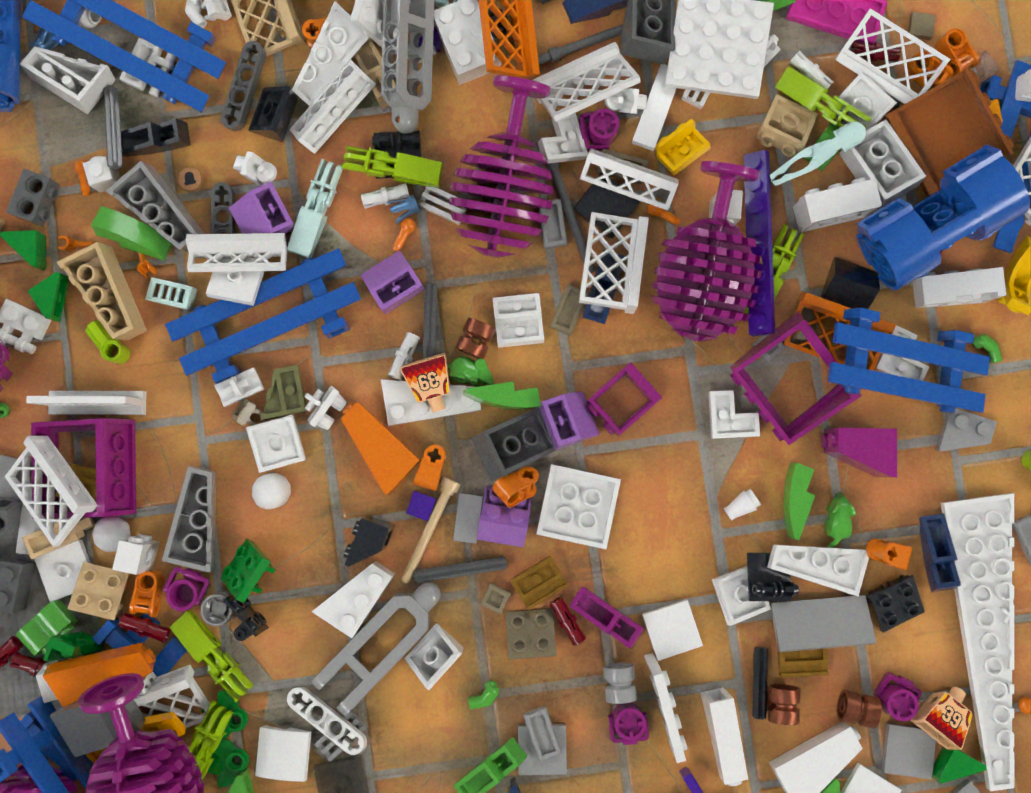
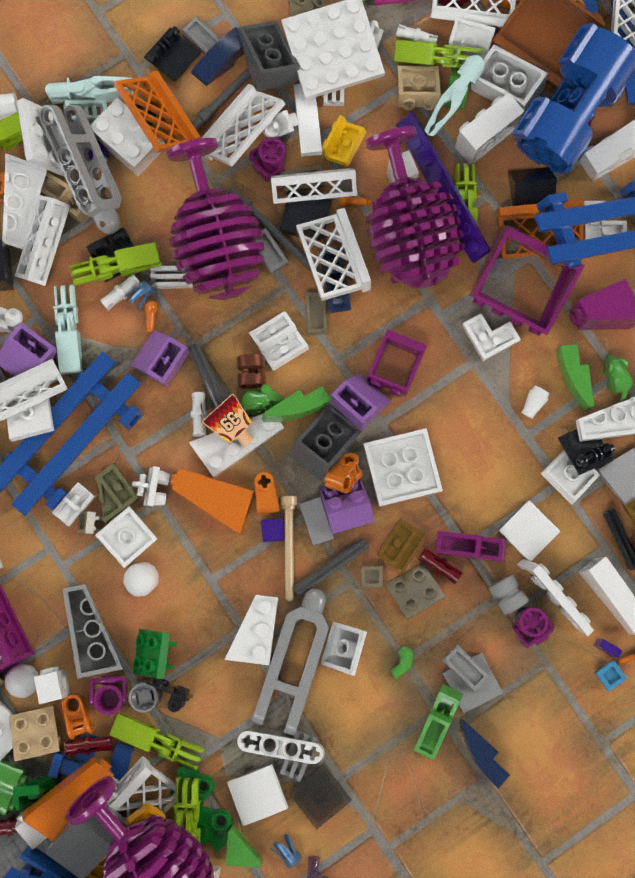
camera: 25 degrees left, 5 degrees down
(370, 538) = (244, 576): black slope -> none
(567, 144) = (249, 179): white plate -> none

